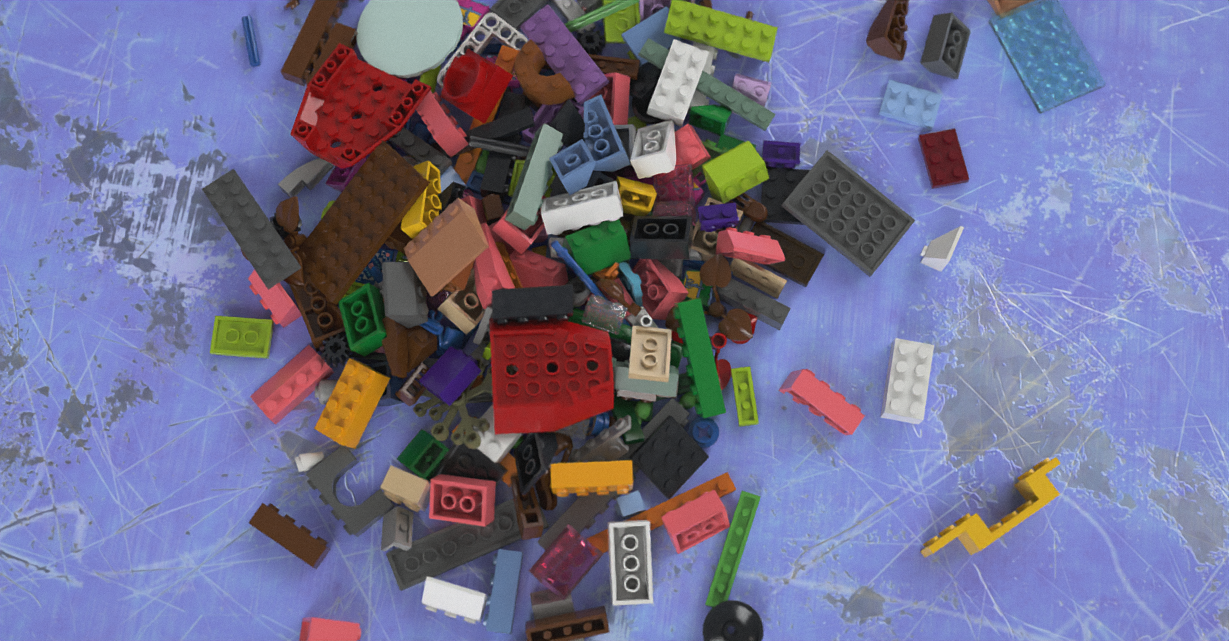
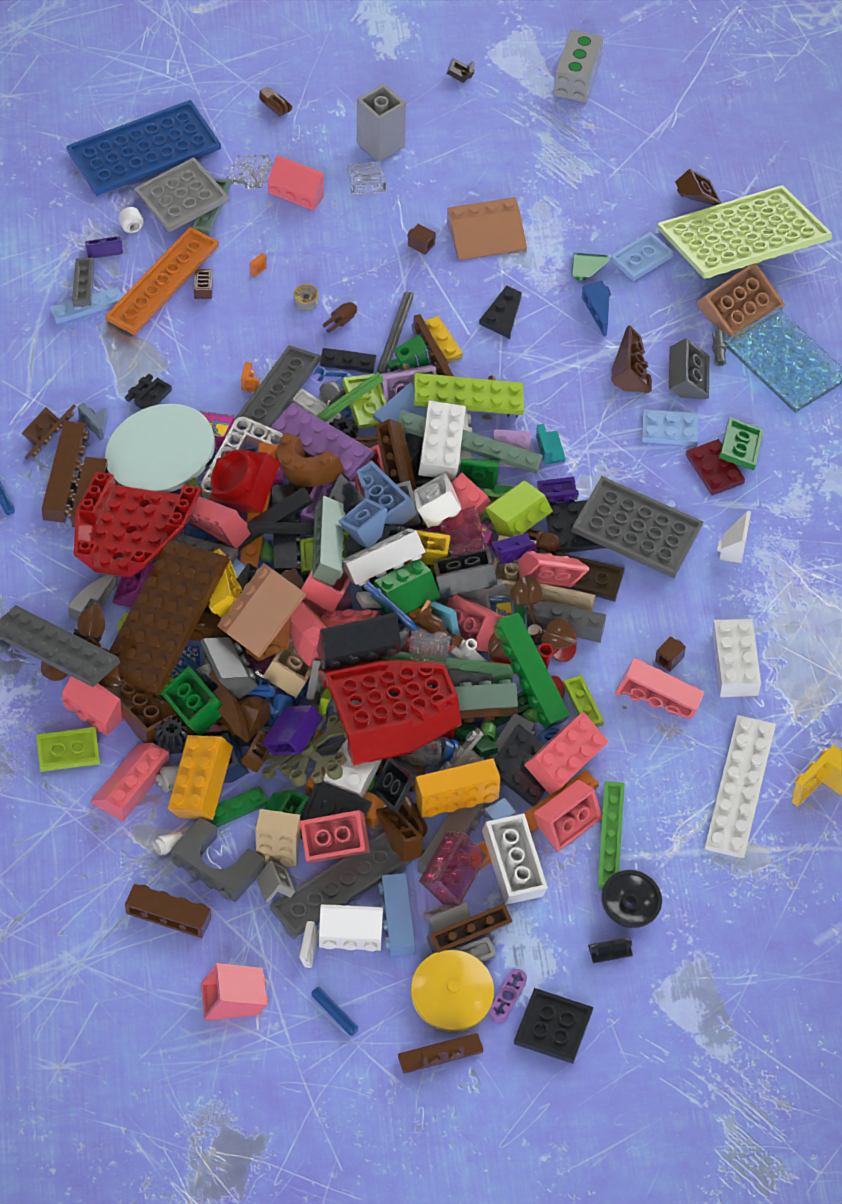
camera: 15 degrees left, 20 degrees down
(386, 434) = (239, 806): none -> green plate
(411, 605) = (309, 944): none -> white tile
(629, 89) = (395, 452): none -> reddish brown brick
(650, 353) = (483, 669): tan plate -> none
(711, 455) = (566, 753): none -> coral brick
(787, 100) = (549, 445): none -> teal panel
(844, 361) = (670, 653): none -> reddish brown brick
(874, 523) = (740, 787): none -> white plate
(976, 140) = (741, 443): none -> plate
(982, 25) = (719, 348): none -> dark grey pin

